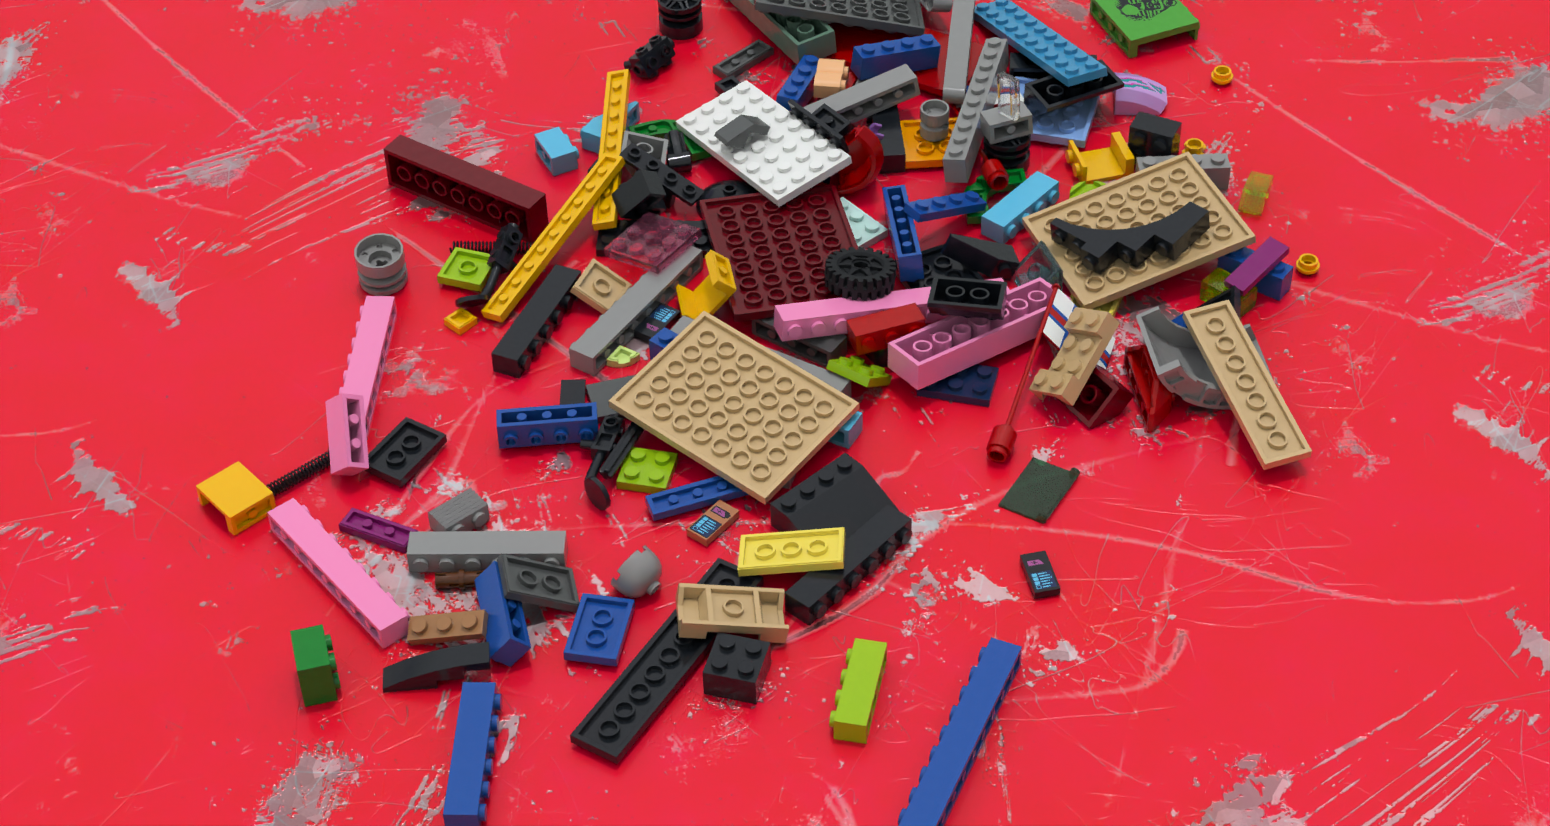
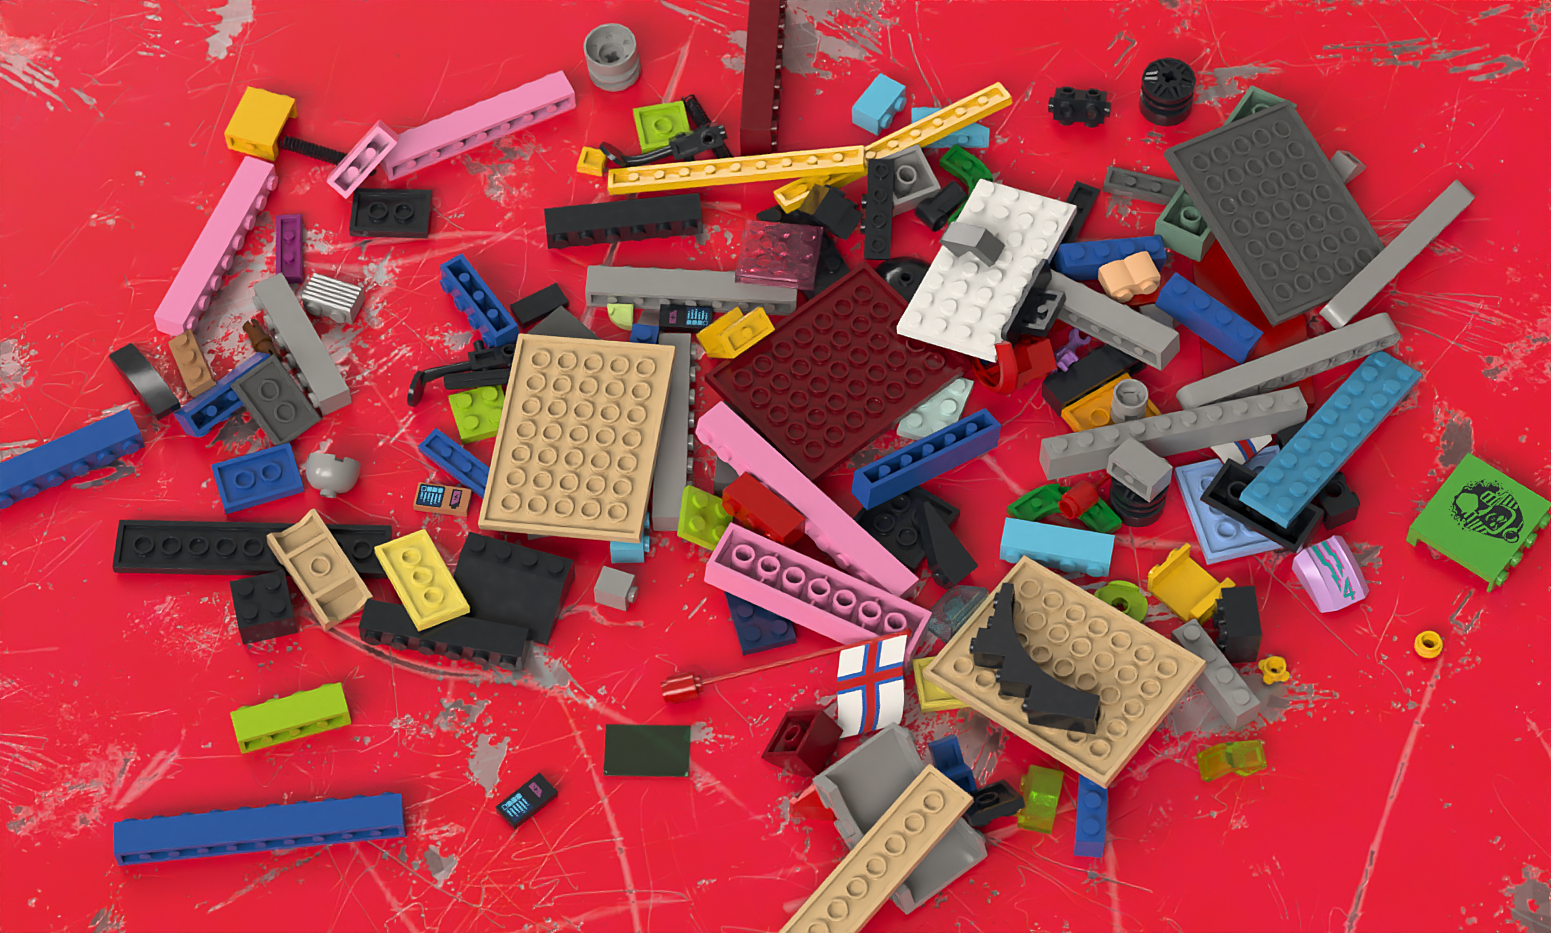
camera: 60 degrees right, 15 degrees up
(315, 665) = (89, 291): green brick -> none
(600, 286) = (698, 245): tan tile -> none
(860, 273) = (822, 468): black wheel -> none
(880, 448) = (615, 588): none -> light grey brick
(945, 206) = (987, 477): blue plate -> none
(967, 297) = (817, 560): black slope -> none
(1008, 96) = (1140, 449): clear tile -> none
(1077, 357) = (793, 701): tan piece -> none
(1257, 265) = (1072, 806): magenta tile -> none
(1307, 264) = (1146, 852): yellow plate -> none

